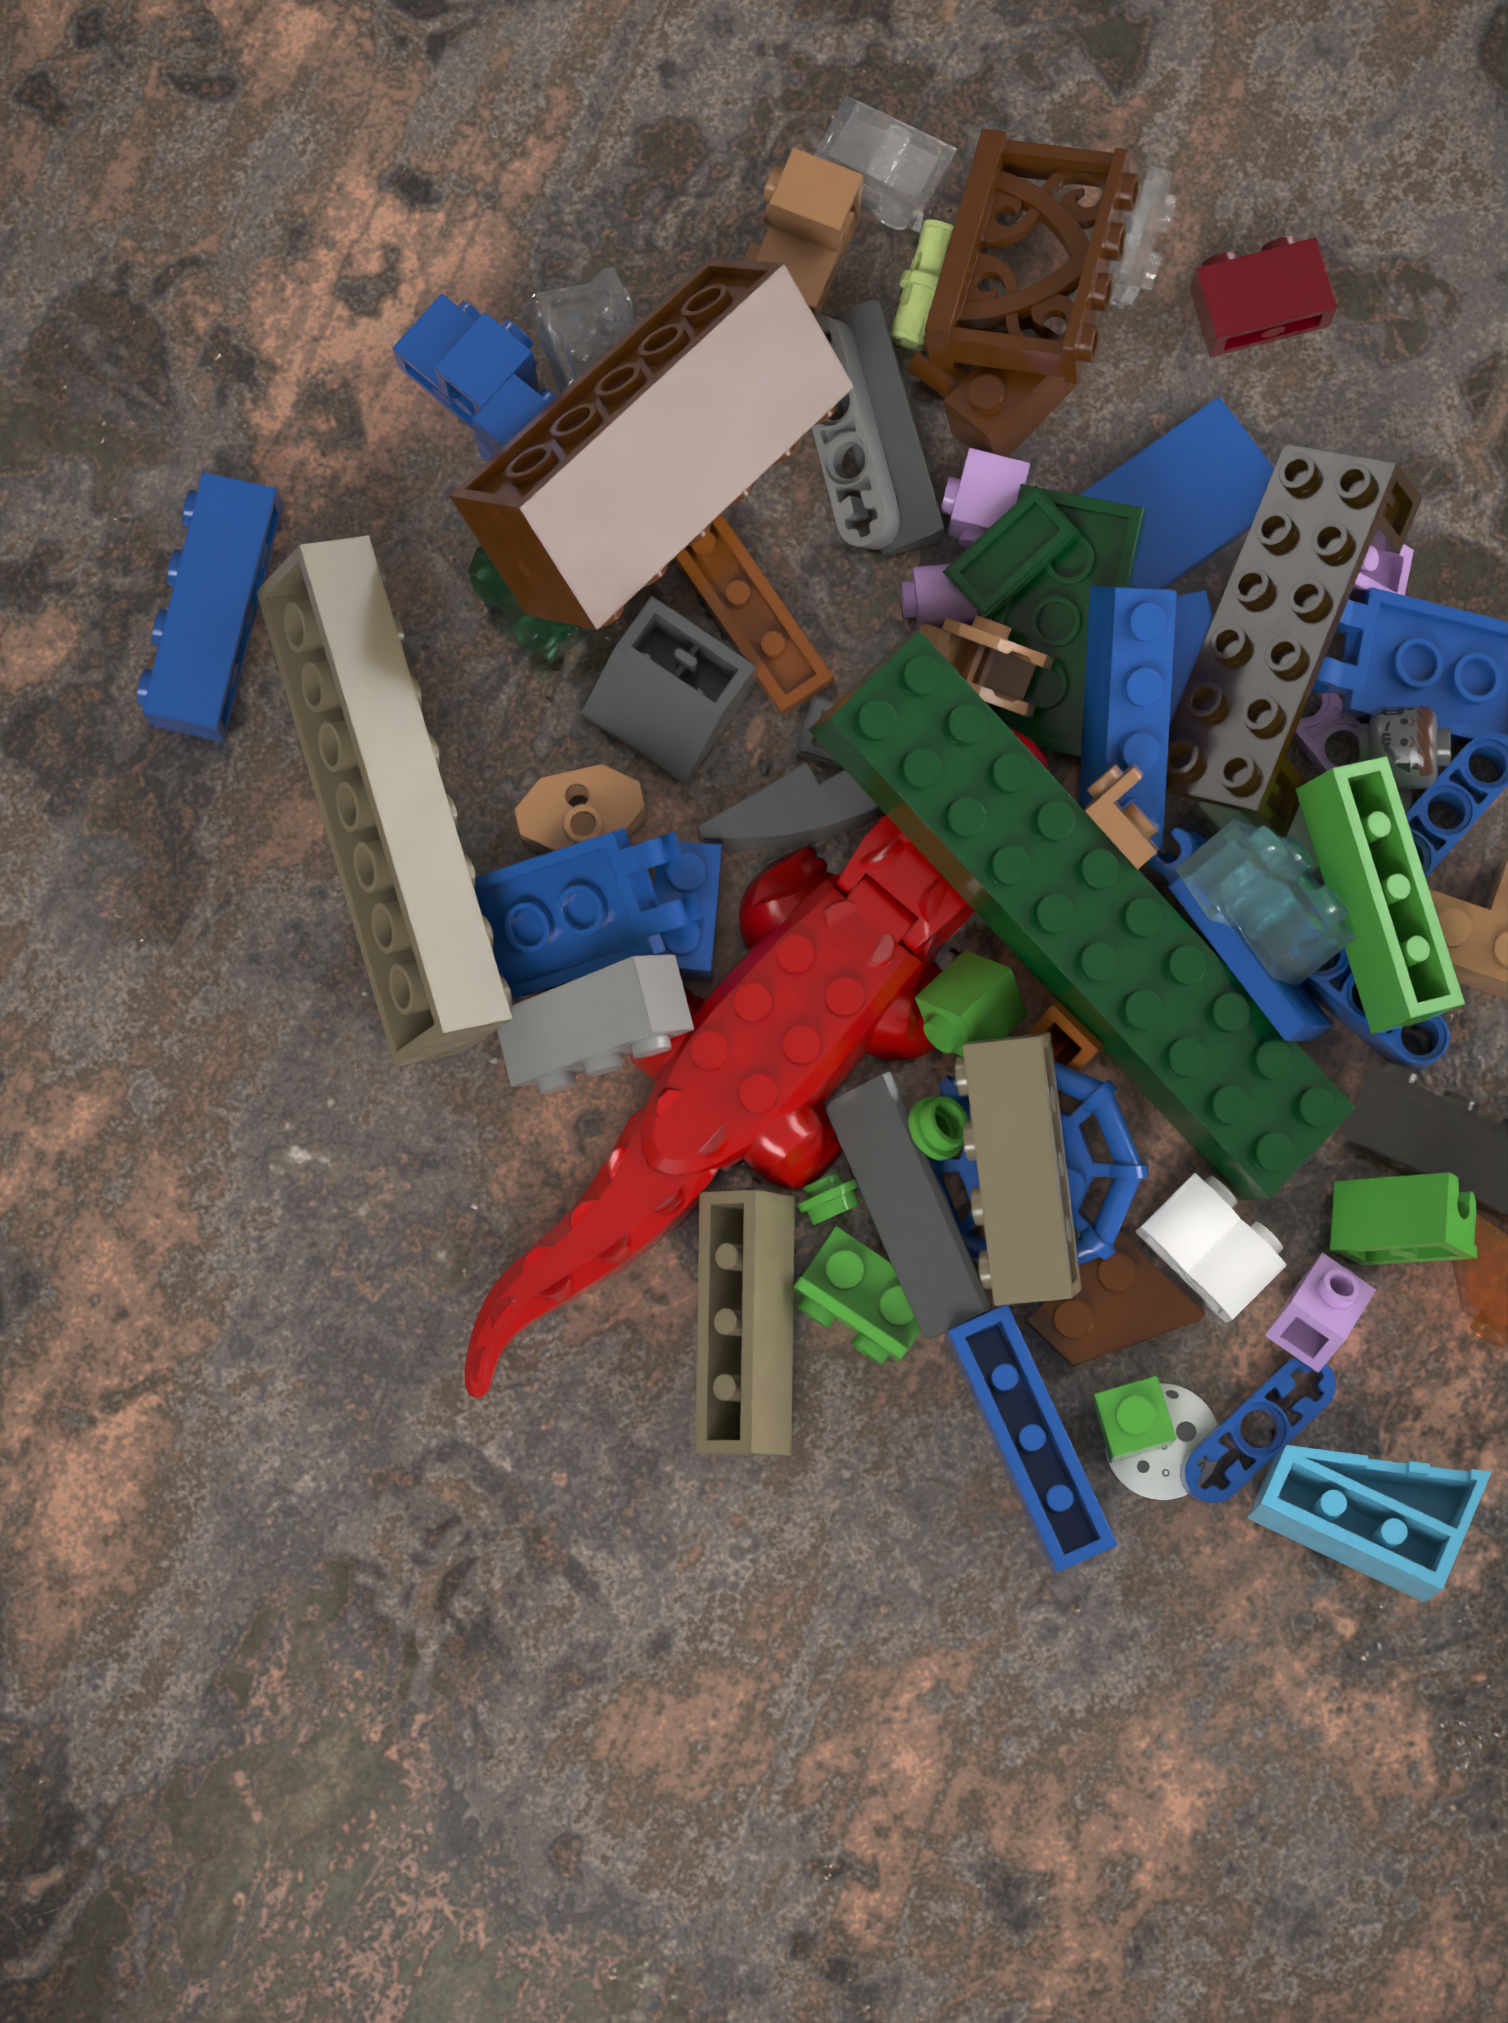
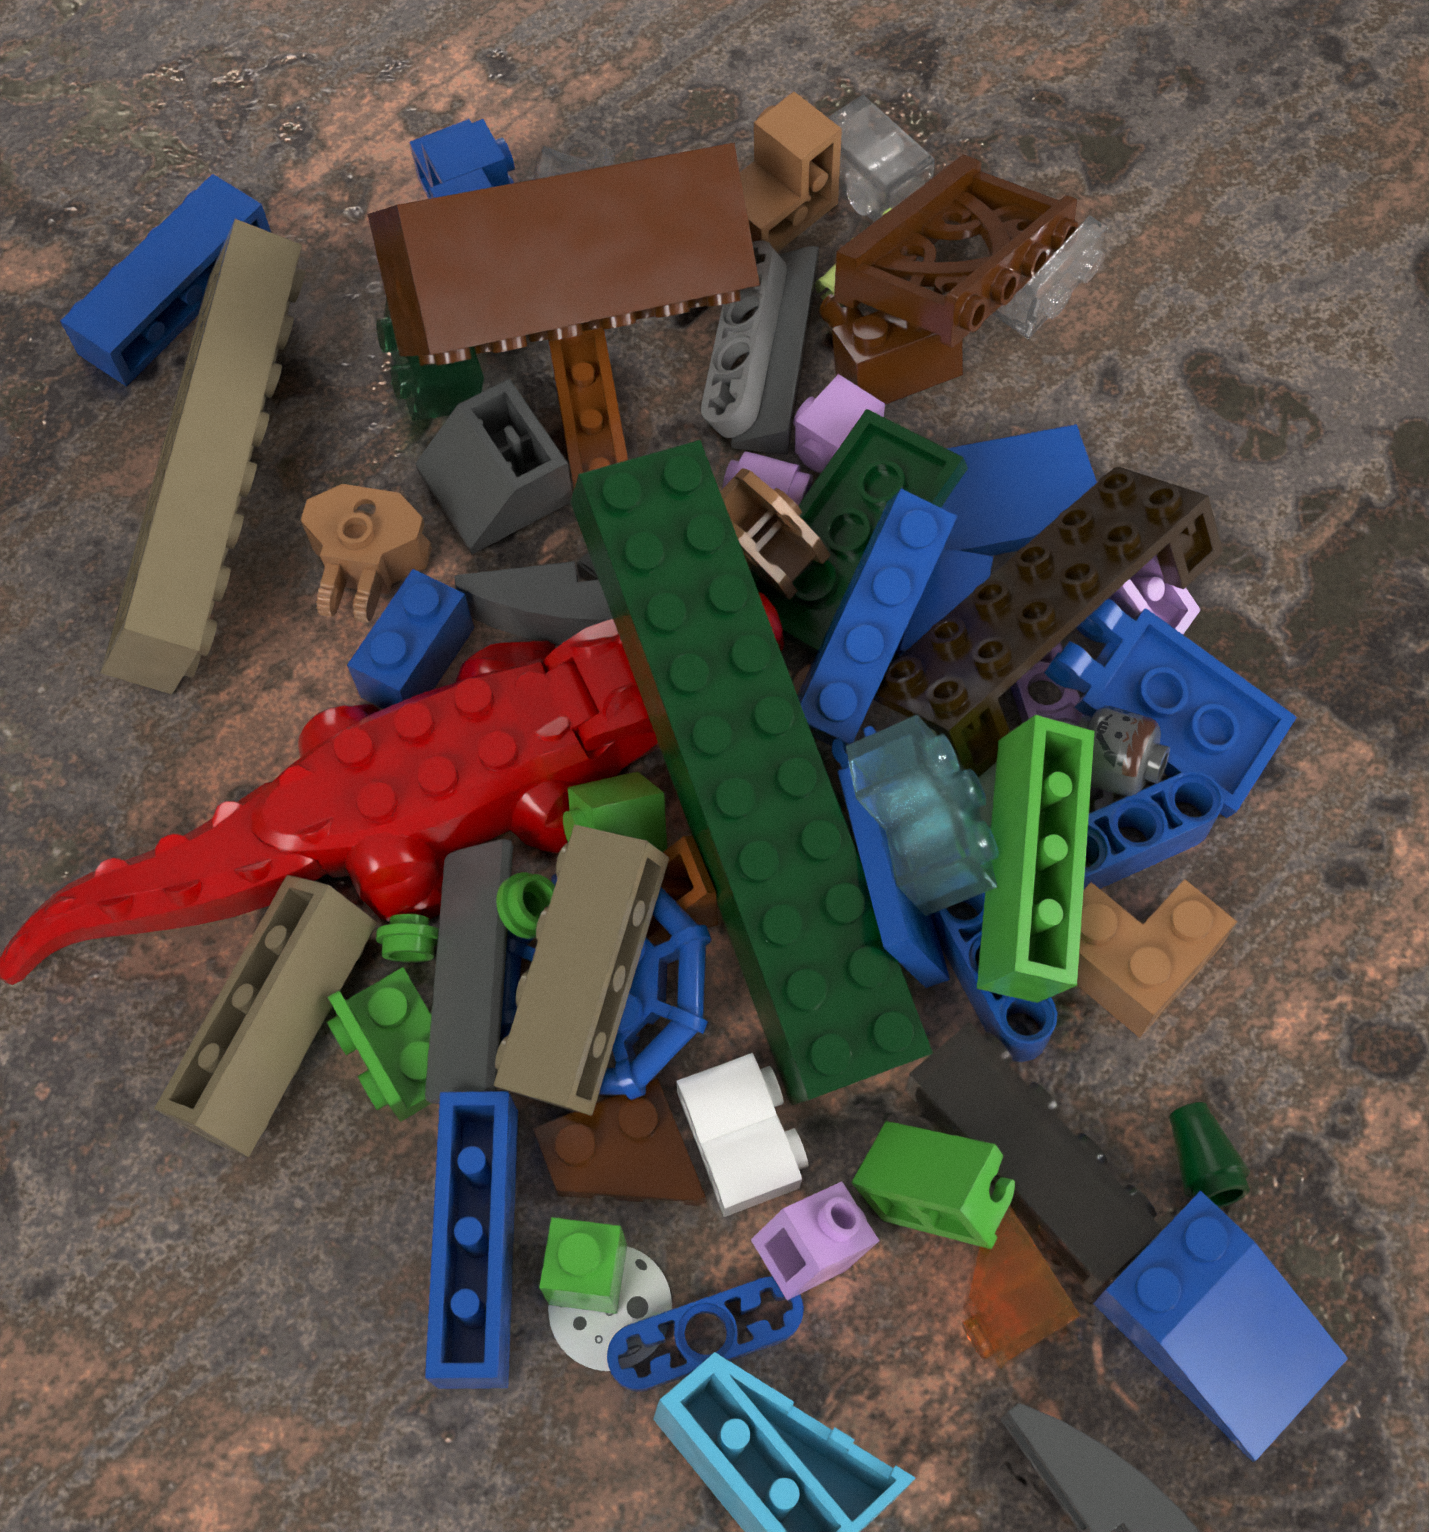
camera: 25 degrees right, 15 degrees down
(579, 910) = (310, 597): blue tile -> none
(595, 1023) = (274, 688): light grey brick -> none
(1011, 552) = (833, 456): dark green tile -> none
(1125, 827) = (820, 696): medium nougat bracket -> none
(1262, 295) = (1149, 362): dark red brick -> none

